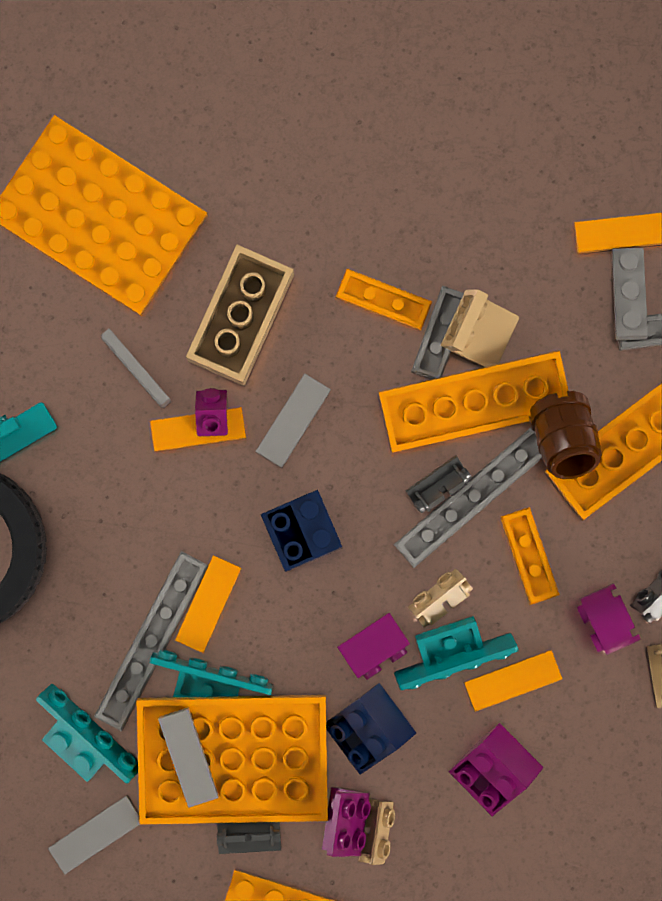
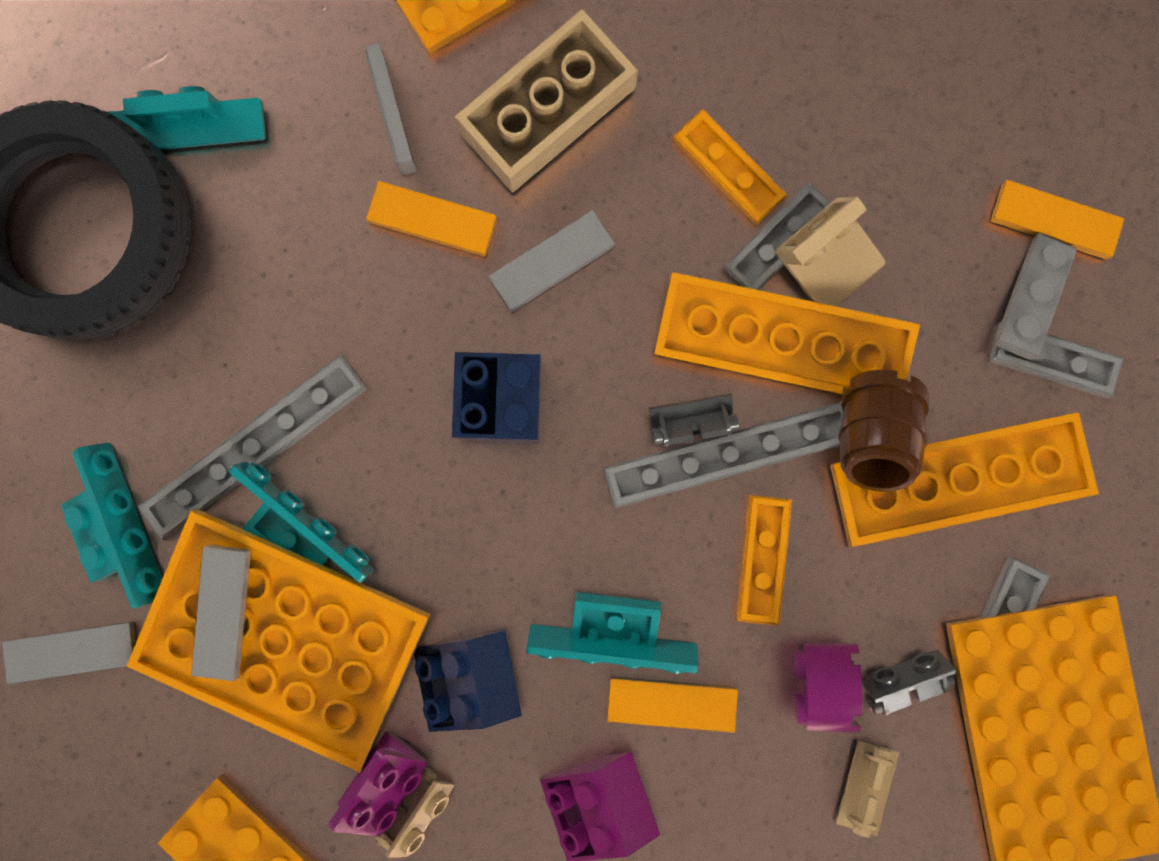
camera: 20 degrees right, 0 degrees up
(208, 604) = (342, 435): light orange tile -> none
(211, 412) = (455, 203): magenta bracket -> none
(248, 837) = (253, 746): dark grey hinge -> none
(374, 646) = (519, 582): magenta brick -> none
(428, 604) = (648, 553): tan hinge -> none

